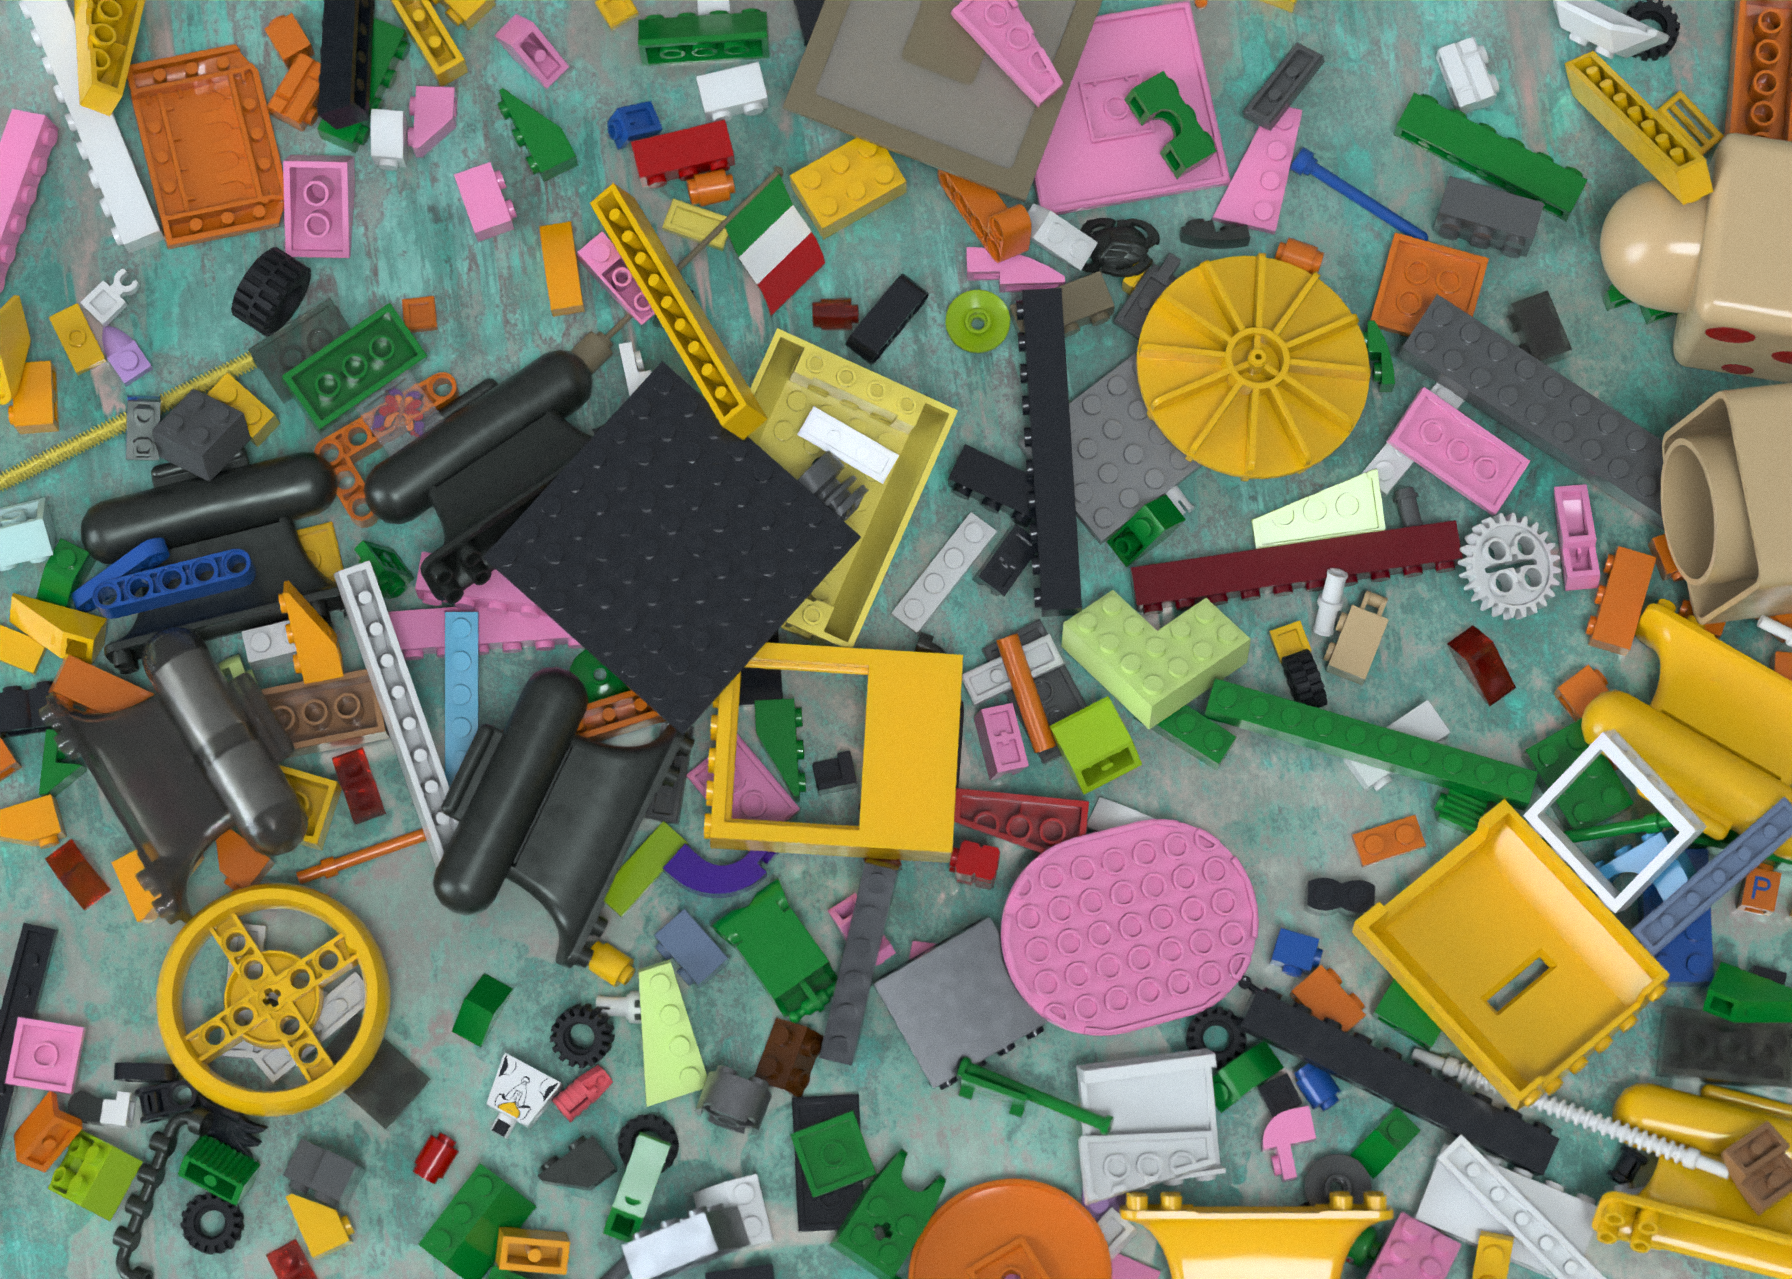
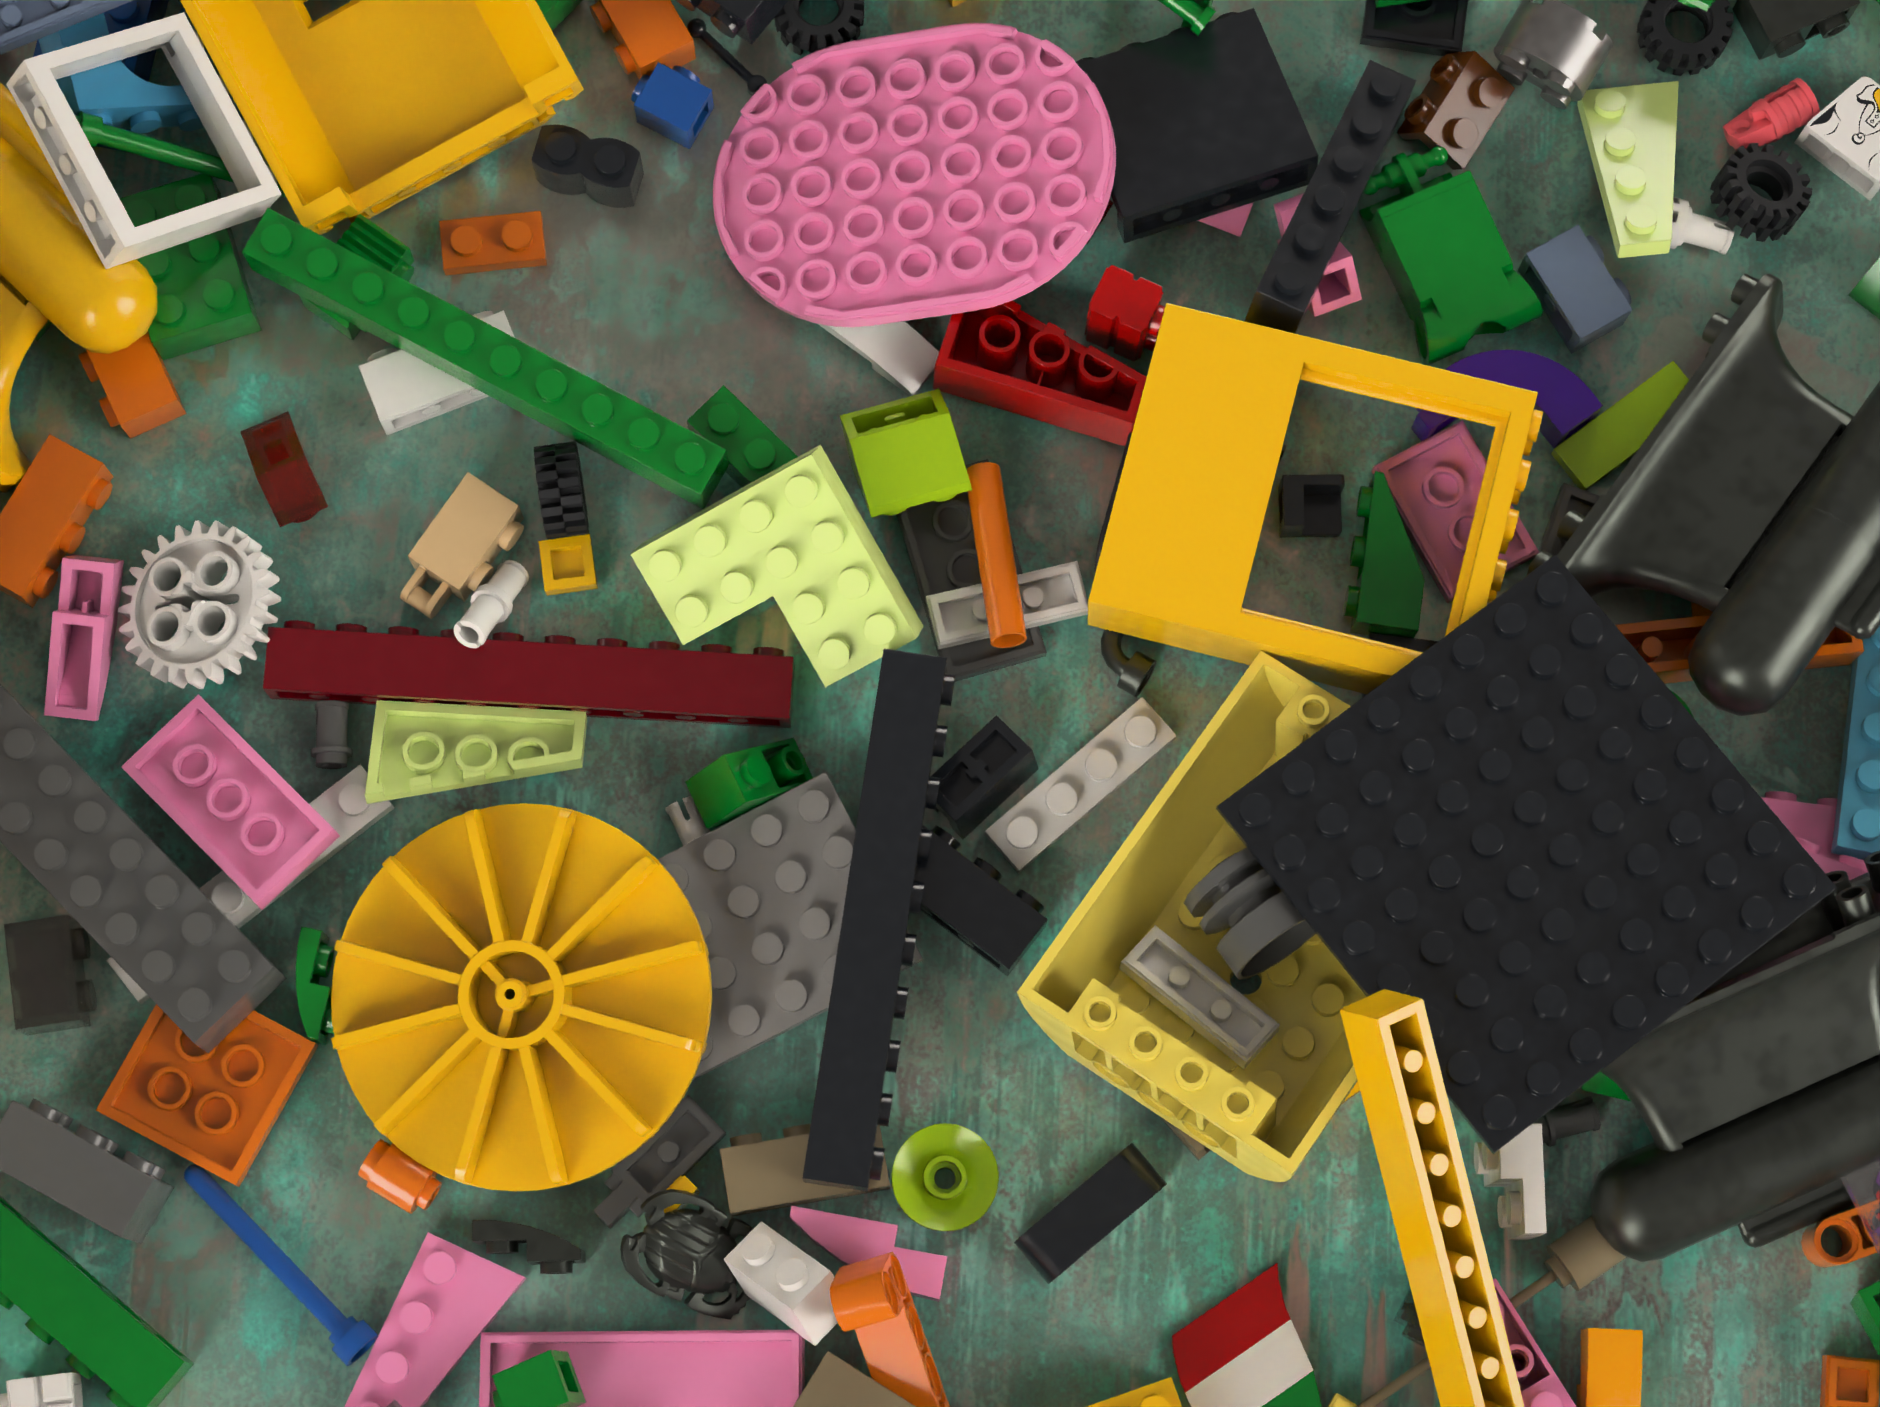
camera: 175 degrees left, 0 degrees up
(611, 964) = (1699, 291): yellow brick -> none
(835, 314) = (1173, 1238): clear red brick -> none
(1001, 741) = (1046, 499): bright pink hinge -> none

